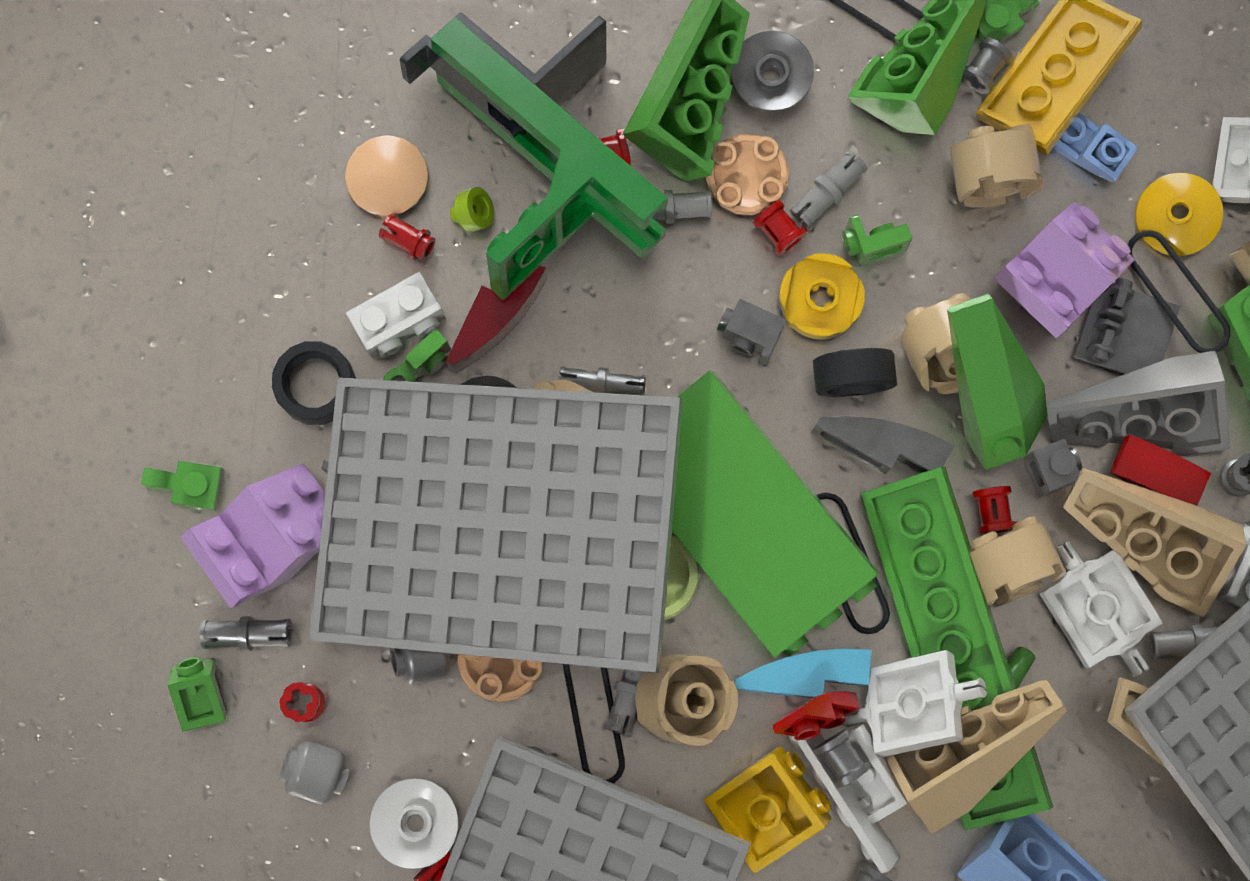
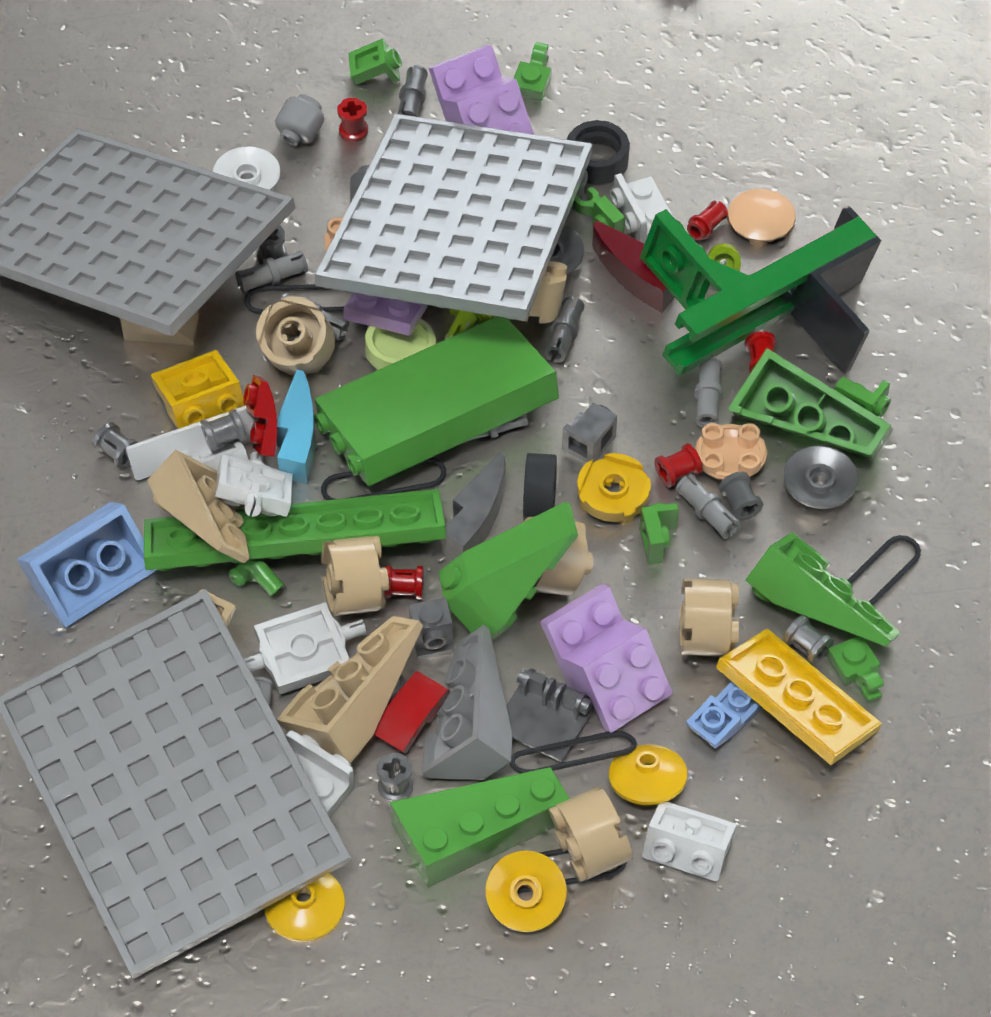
camera: 100 degrees right, 25 degrees down
(558, 743) = (271, 271): none -> light grey pin
(655, 41) = (874, 402): none -> bright green bracket
(810, 155) = (740, 495): none -> dark grey bush

